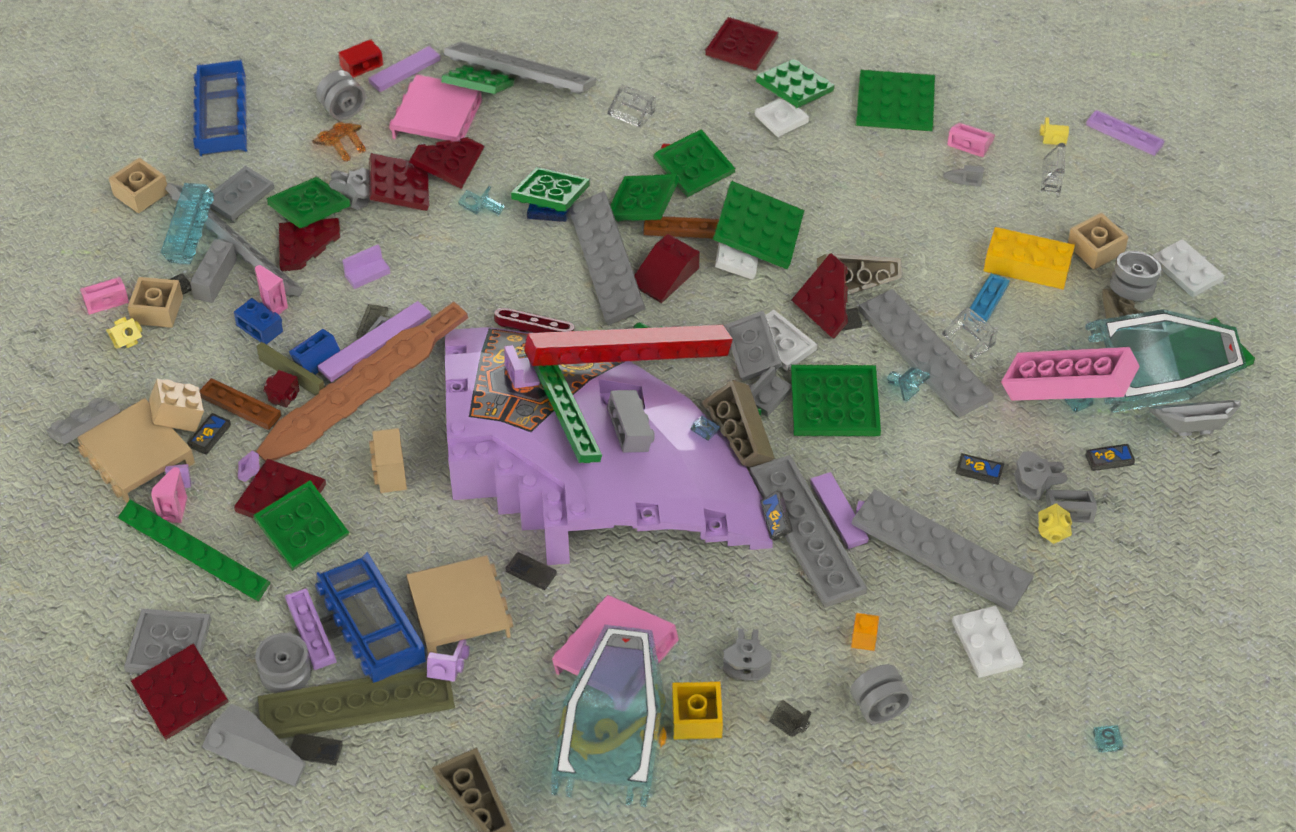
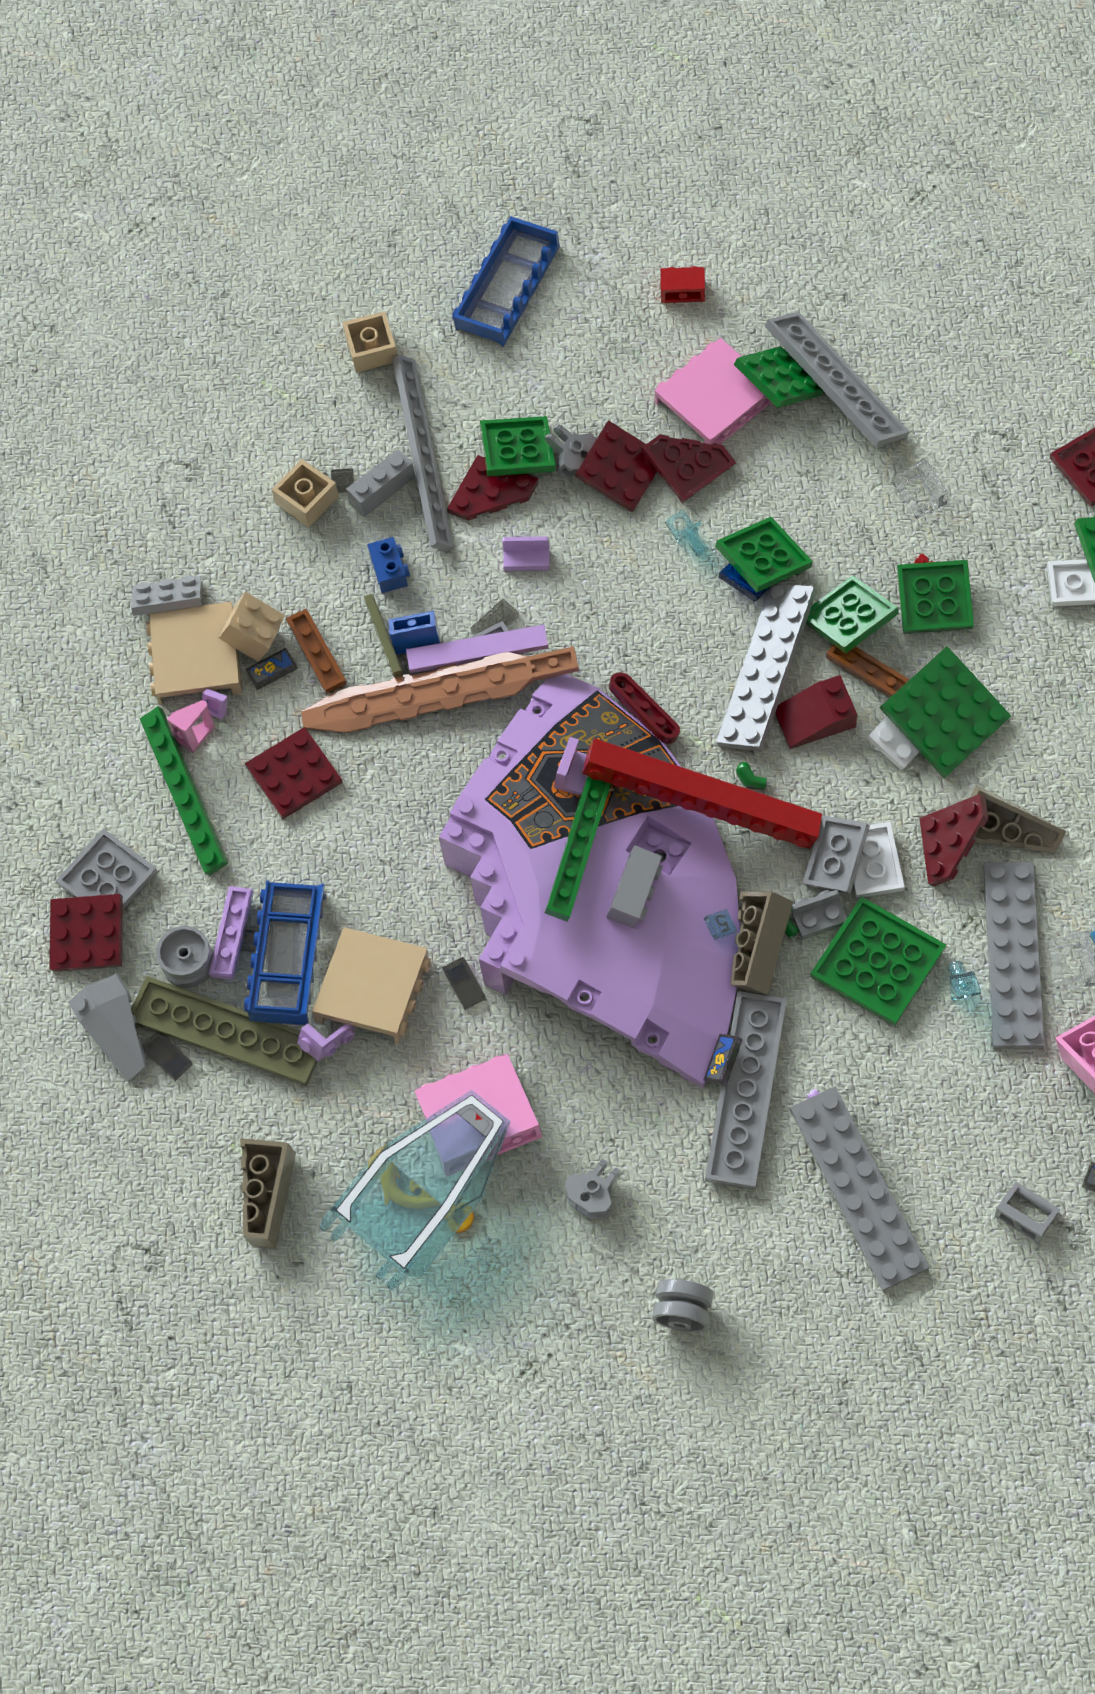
camera: 40 degrees right, 15 degrees up
(104, 295) = (268, 462): bright pink tile -> none
(118, 335) = (251, 514): light yellow brick -> none
(187, 223) = (385, 415): clear light blue brick -> none
(240, 193) = (461, 397): light grey plate -> none
(248, 466) = (282, 726): lavender plate -> none
(271, 290) = (413, 539): bright pink tile -> none
(281, 388) = (362, 655): dark red brick -> none
(301, 525) = (287, 819): green plate -> none
(334, 135) = (597, 372): clear orange plate -> none
(341, 95) = (628, 327): light grey wheel -> none
(388, 460) = (404, 794): tan brick -> none
(404, 69) = (721, 318): lavender tile -> none
(697, 710) = (508, 1219): yellow brick -> none
(790, 719) = (588, 1277): clear smoke bracket -> none
(838, 510) = (794, 1082): lavender tile -> none
(854, 319) = (966, 873): clear smoke tile -> none
(865, 631) = (720, 1230): light orange brick -> none
(979, 468) = (967, 1119): tile -> none
(987, 641) = (833, 1308): white plate -> none
(1037, 475) = (1015, 1161): light grey hinge -> none
(1054, 523) = (989, 1226): light yellow brick -> none
(1108, 738) = (870, 1476): clear light blue tile -> none

